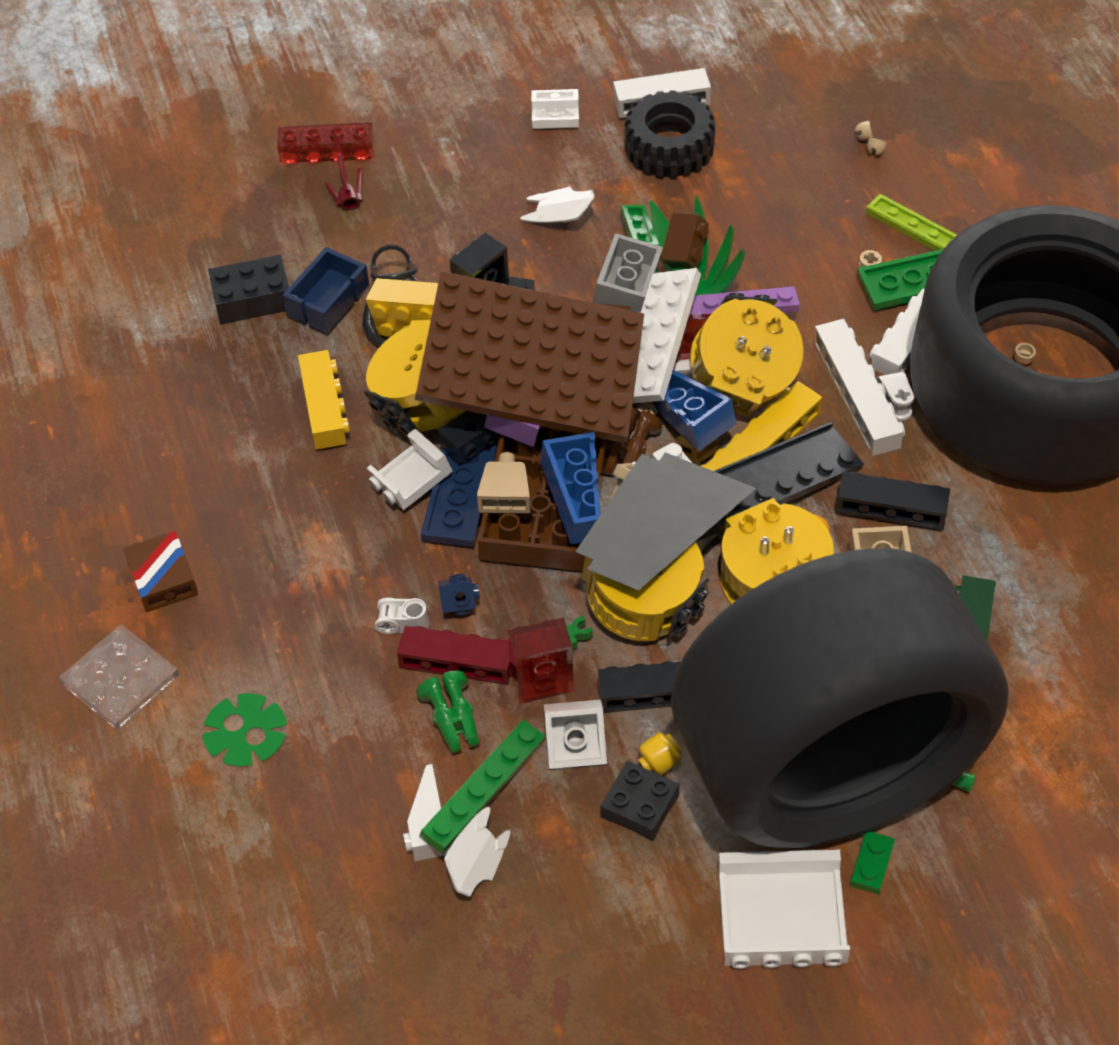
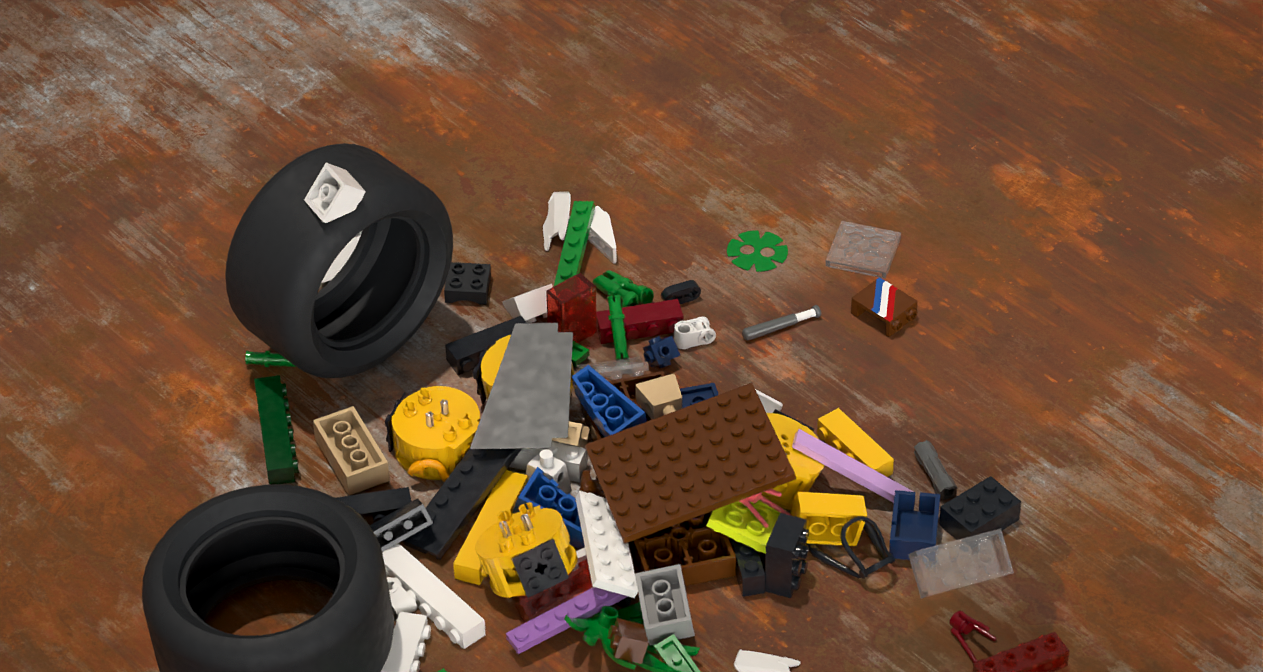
camera: 155 degrees right, 10 degrees down
(259, 341) = (941, 480): none -> dark grey axle
(312, 231) = (960, 563): none -> clear brick
(324, 598) = (776, 324): none -> dark grey piece
(352, 345) = (846, 465): none -> lavender tile
(382, 681) = (683, 291): none -> black beam
(492, 631) = (618, 329): none -> green pin
(530, 575) = (615, 368): none -> clear plate
(660, 753) = (466, 308): yellow head -> none
(859, 563) = (334, 193): none -> white slope
(884, 449) = (401, 524): none -> black brick

